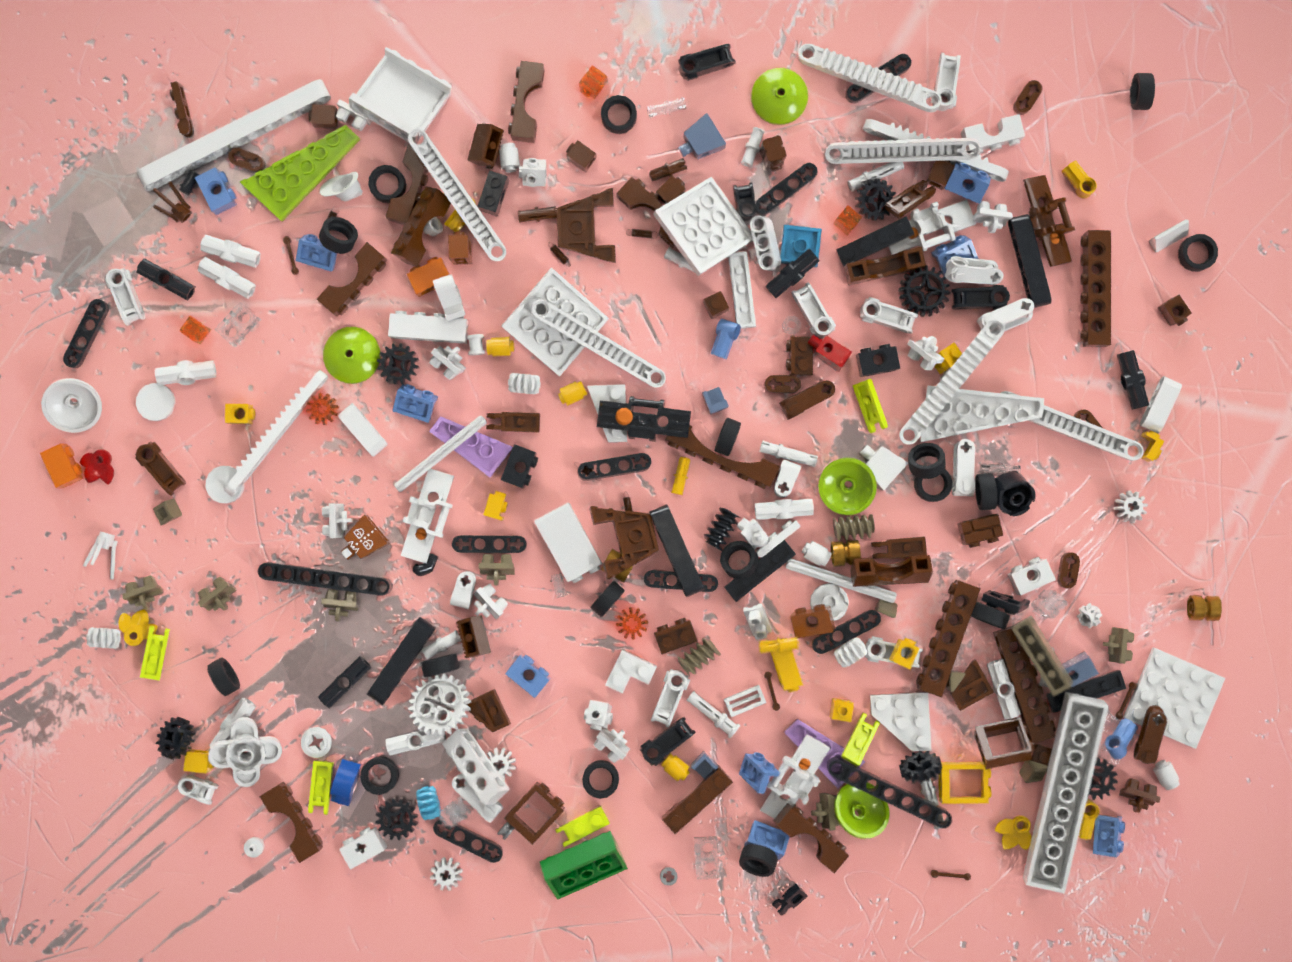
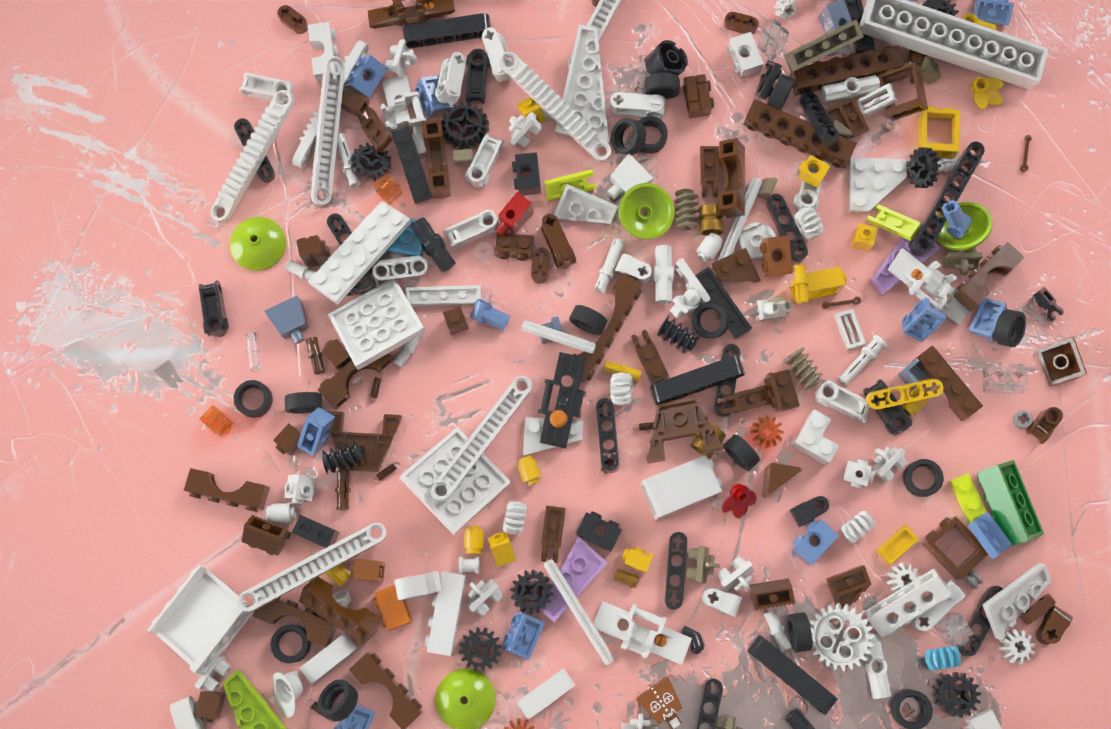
camera: 80 degrees left, 10 degrees down
(376, 221) = (329, 658): none -> white beam
(455, 398) = (525, 595): none -> black gear
(471, 910) = (1055, 622): none -> reddish brown piece
(477, 497) = (626, 578): none -> pearl gold pin
(483, 893) = (1038, 609): none -> reddish brown beam
(485, 864) = (1015, 598): none -> white wing
(493, 374) = (501, 549): none -> yellow brick
(533, 756) = (897, 544): none -> yellow tile
(545, 716) = (857, 526): none -> white gear
(548, 843) = (989, 535): none -> medium blue bracket
(555, 666) = (807, 512): none -> black piece
(561, 600) = (739, 500): none -> red plate
(566, 210) = (343, 457): none -> black piece
(586, 635) = (776, 476): none -> reddish brown slope
(589, 180) = (315, 431): none -> medium blue brick
(617, 164) = (303, 402): none -> black tyre
(660, 476) = (621, 389): none -> white gear
(661, 600) = (746, 400): none -> reddish brown hinge
(663, 896) = (1043, 427): none -> reddish brown piece
(680, 755) = (904, 393): none -> yellow beam
(695, 503) = (650, 359): none -> reddish brown hinge
(706, 408) = (558, 336): none -> white axle
(729, 912) = (1062, 362): none -> reddish brown slope
(777, 200) = (359, 252): none -> white plate
(797, 582) = (736, 268): none -> reddish brown wing
(848, 422) = (583, 206): none -> white wing
(863, 802) = (956, 218): none -> medium blue piece
(890, 292) = (462, 156): none -> dark tan slope
(966, 659) = (827, 131): none -> black beam
(997, 729) = (877, 103): none -> white tile

